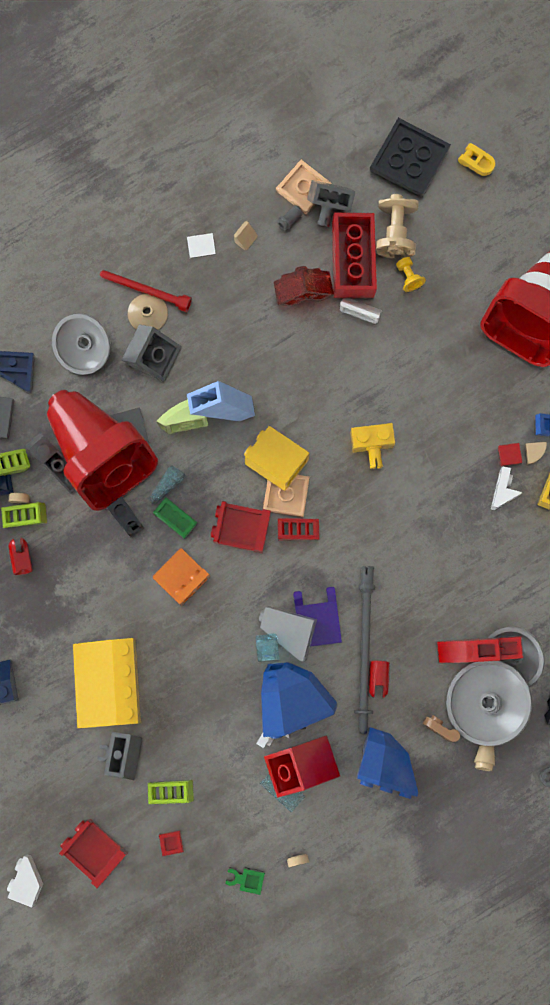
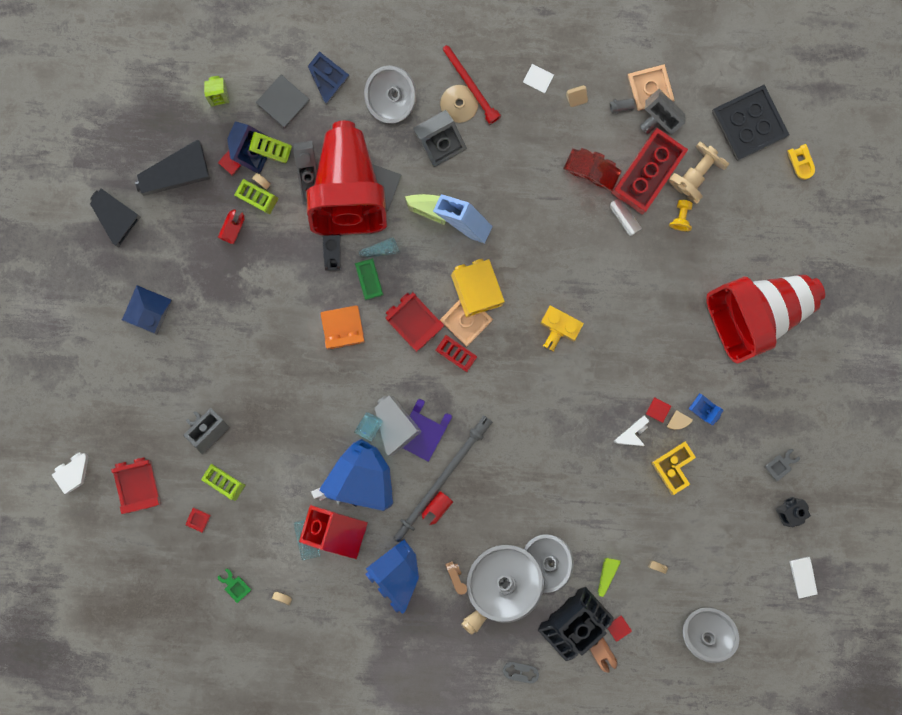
camera: 30 degrees right, 5 degrees up
(106, 683) = (231, 368): yellow slope -> none
(480, 649) = (526, 540): red slope -> none

